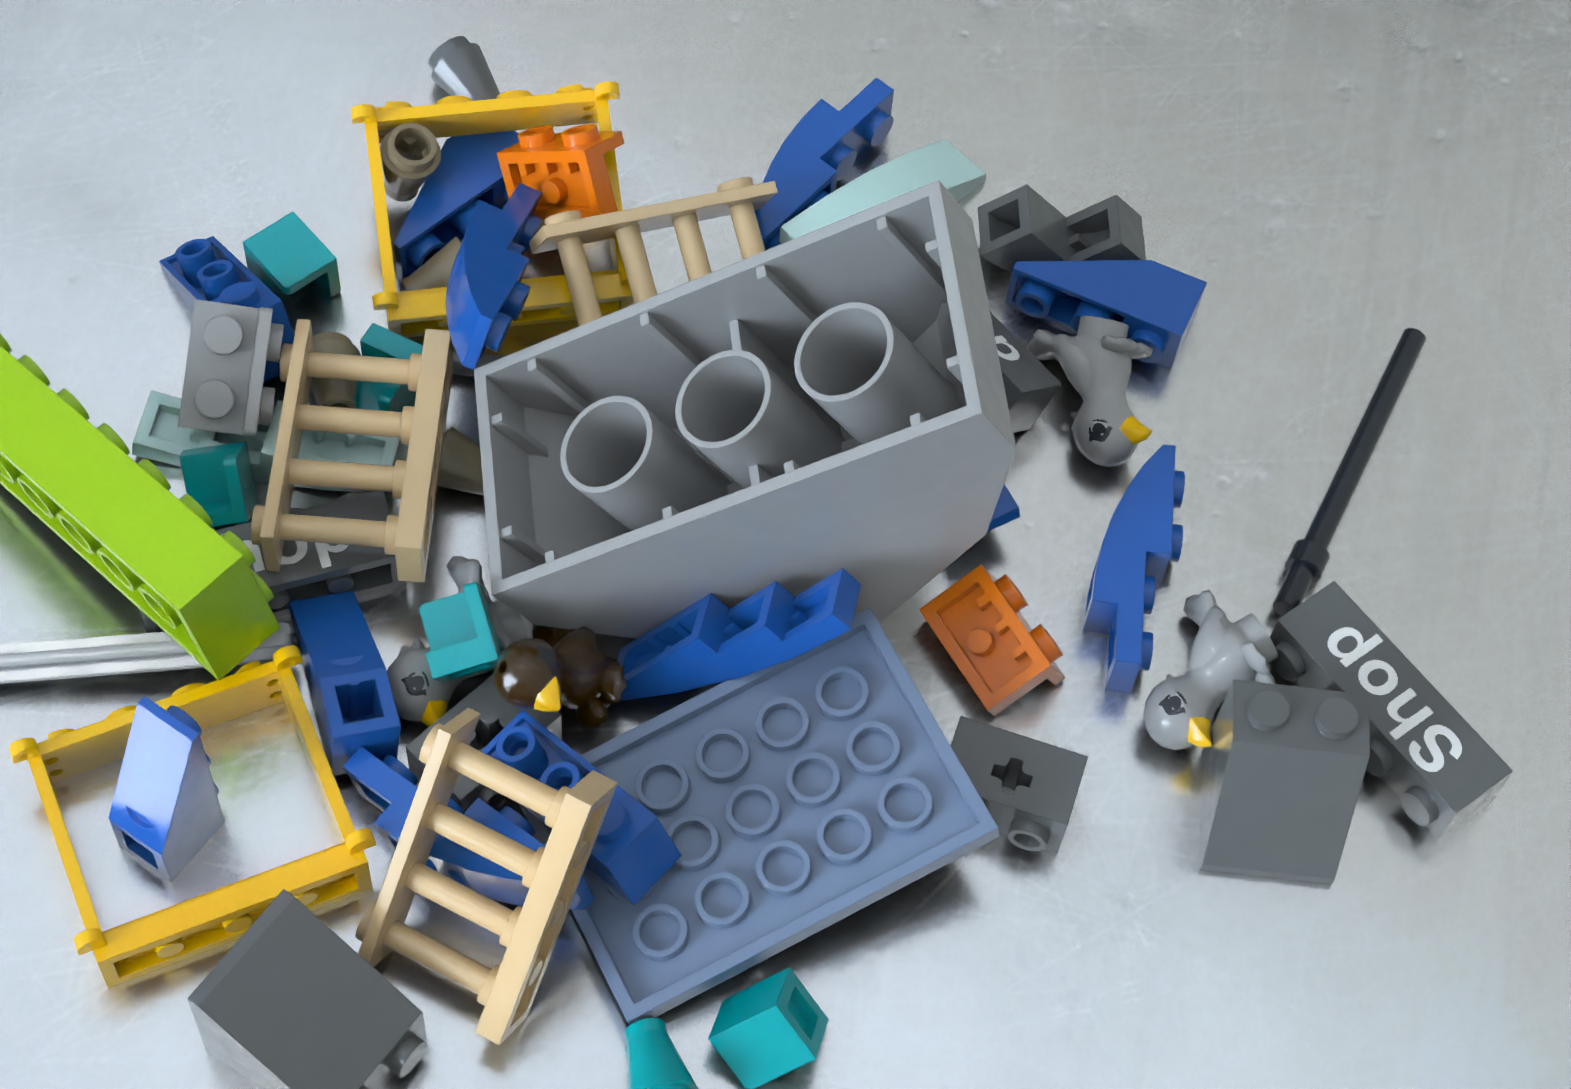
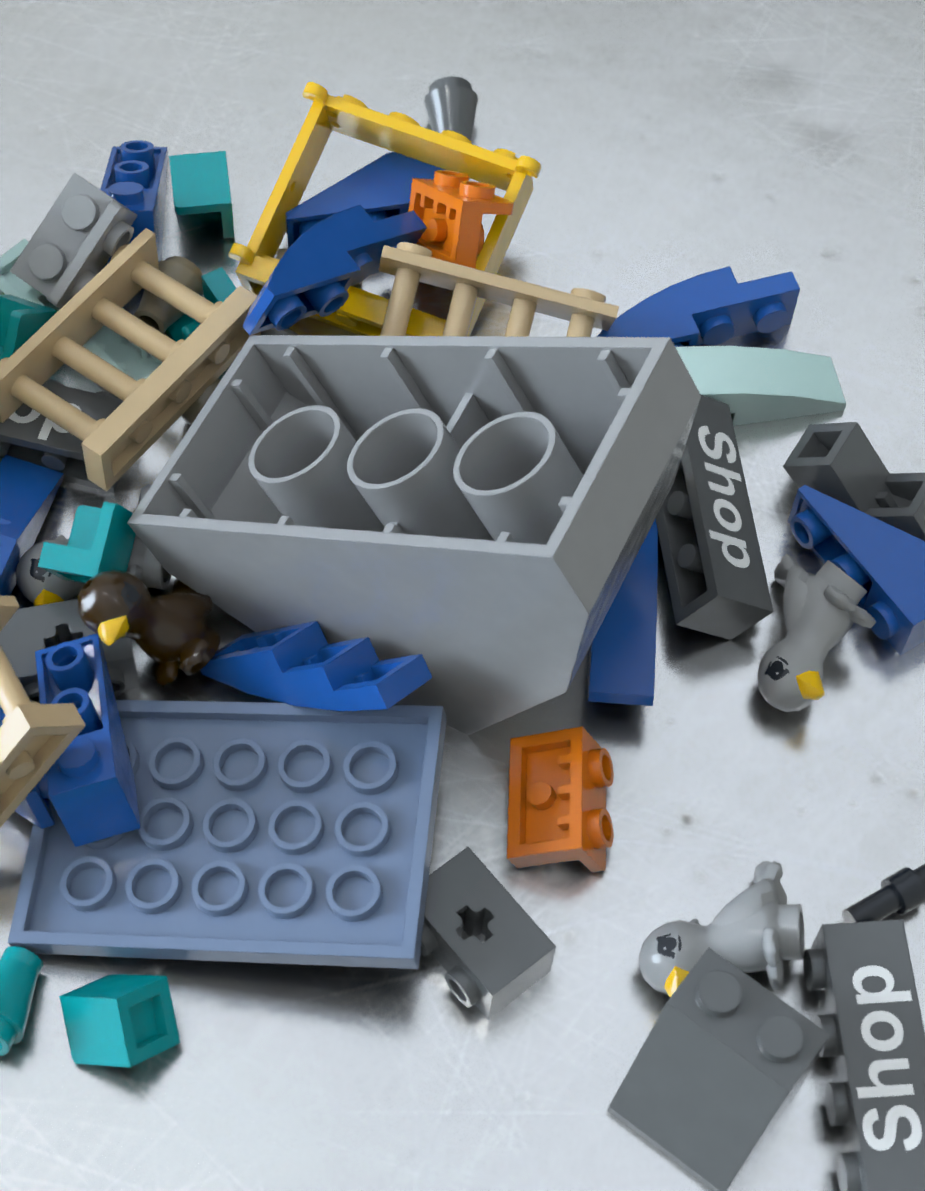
camera: 35 degrees right, 0 degrees up
(408, 159) = (339, 149): dark tan cone -> none
(1131, 564) = (732, 794): blue slope -> none

